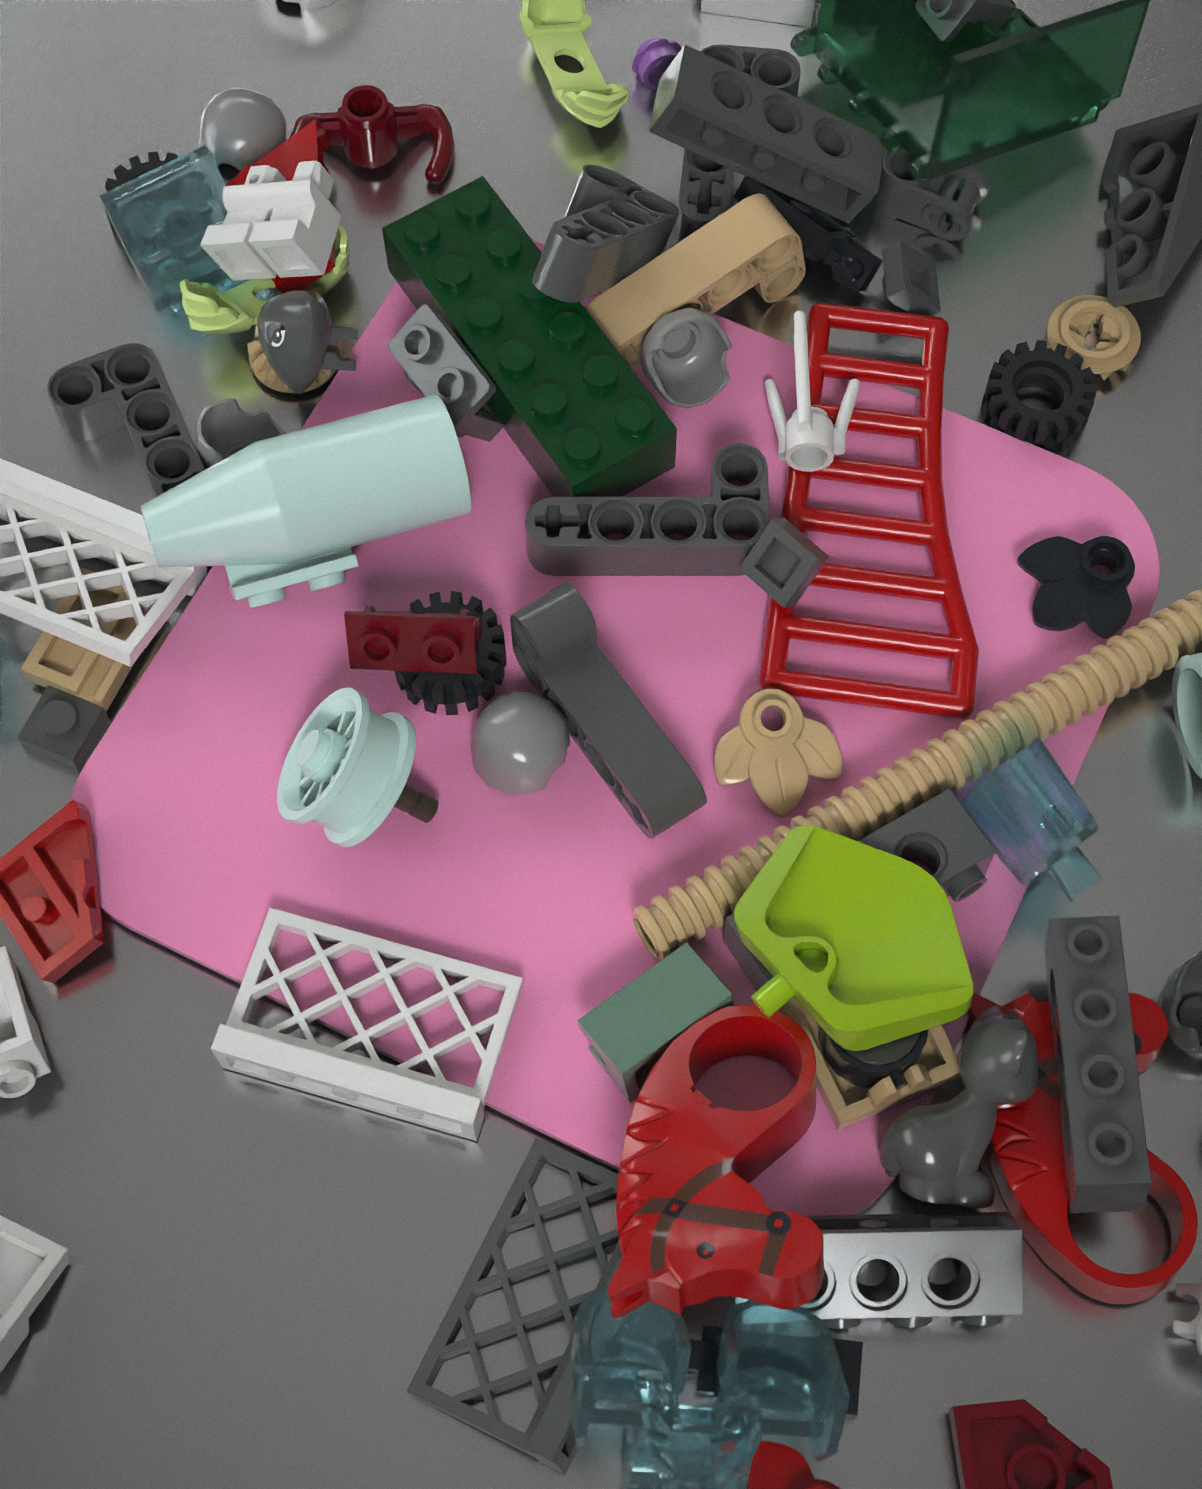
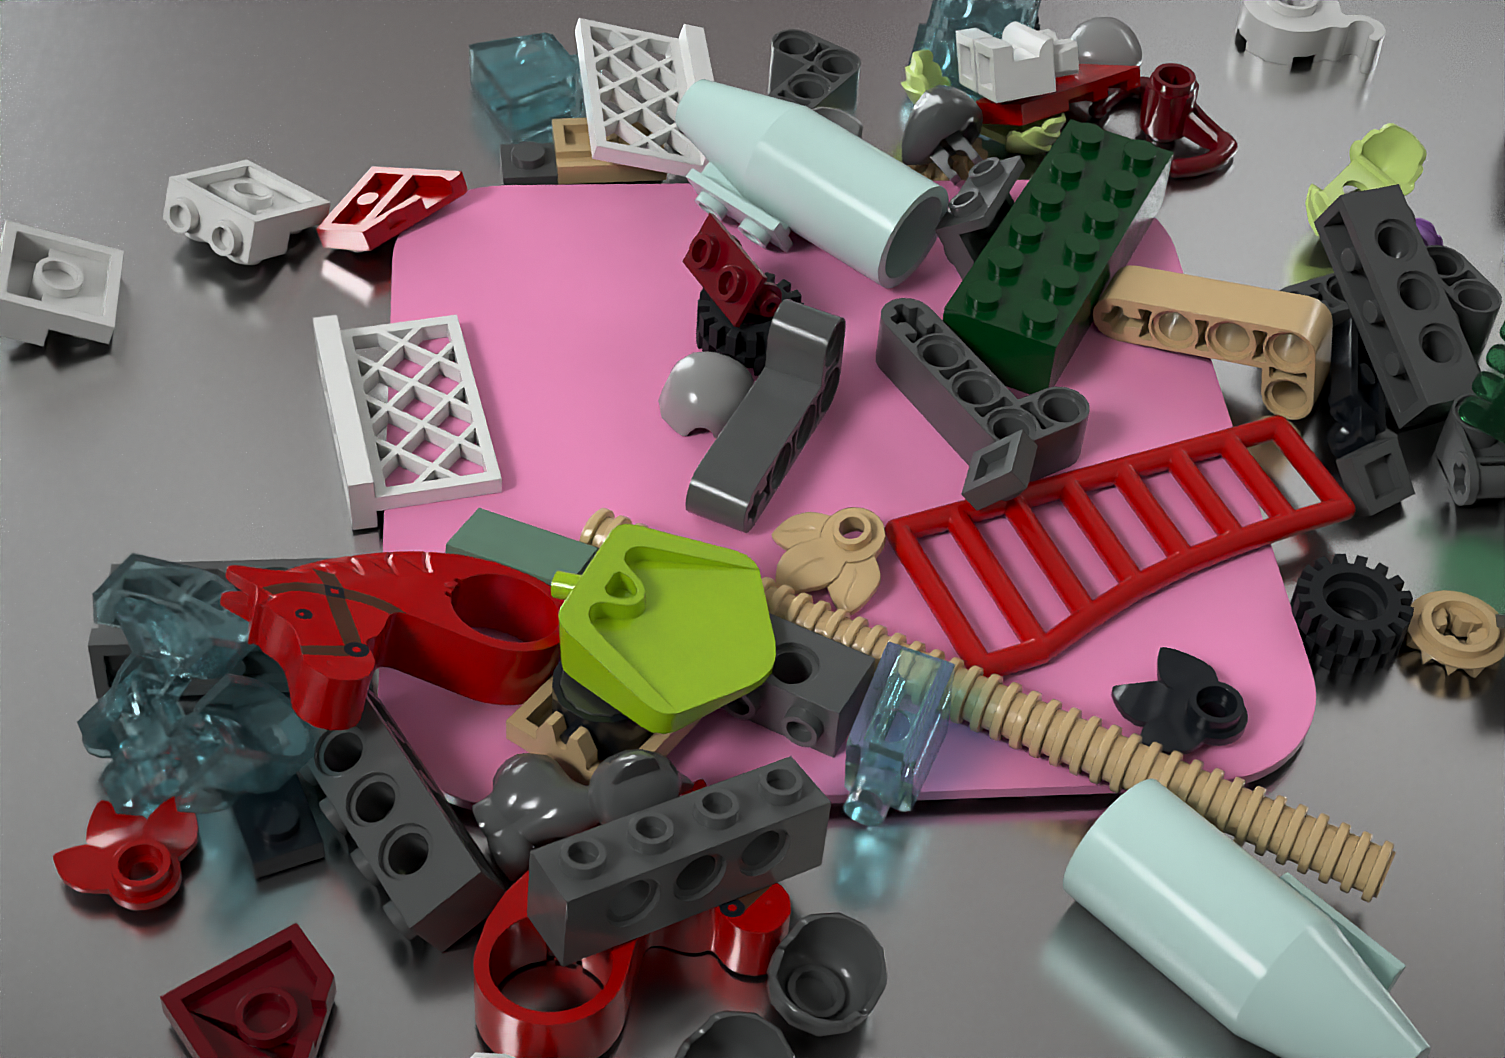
camera: 55 degrees right, 20 degrees down
(351, 770) = (591, 283): light aqua wheel -> none
(604, 236) = (1179, 235): dark grey beam -> none
(686, 357) = (1140, 344): light grey hair -> none
(809, 435) = (1143, 440): white plant -> none

